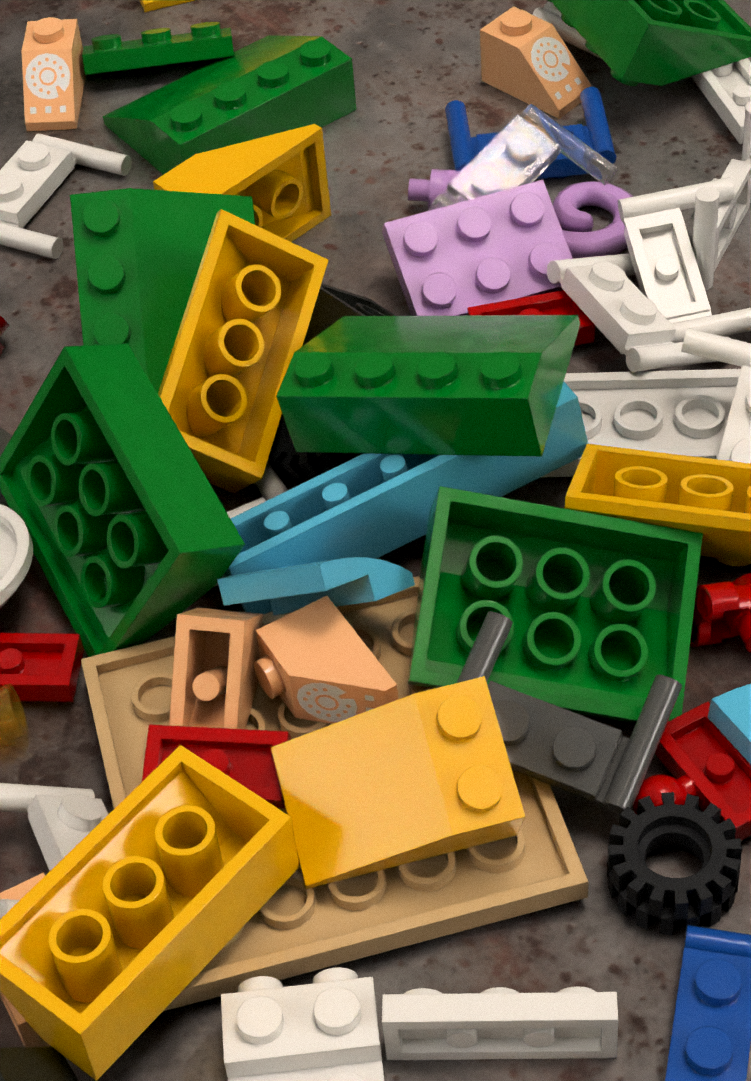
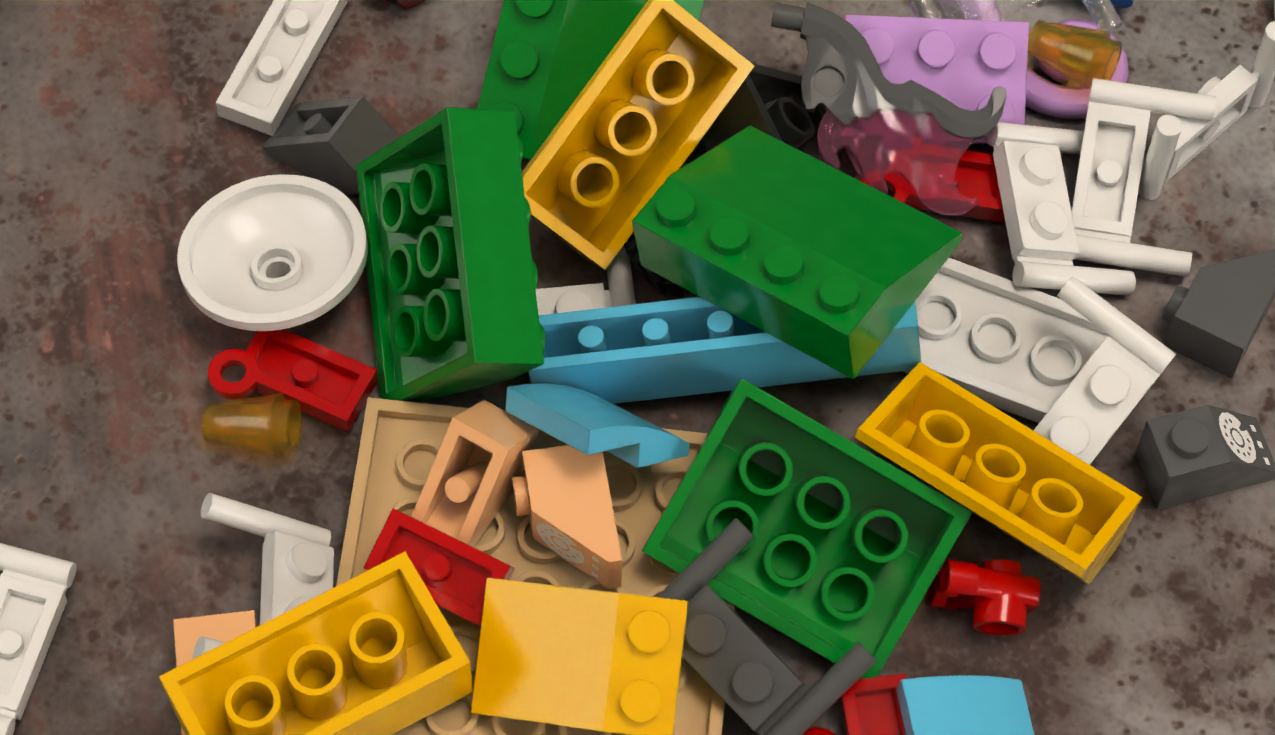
camera: 15 degrees right, 15 degrees up
(440, 284) = (881, 122): none -> piece
(590, 194) = (1075, 51): none -> clear yellow cone

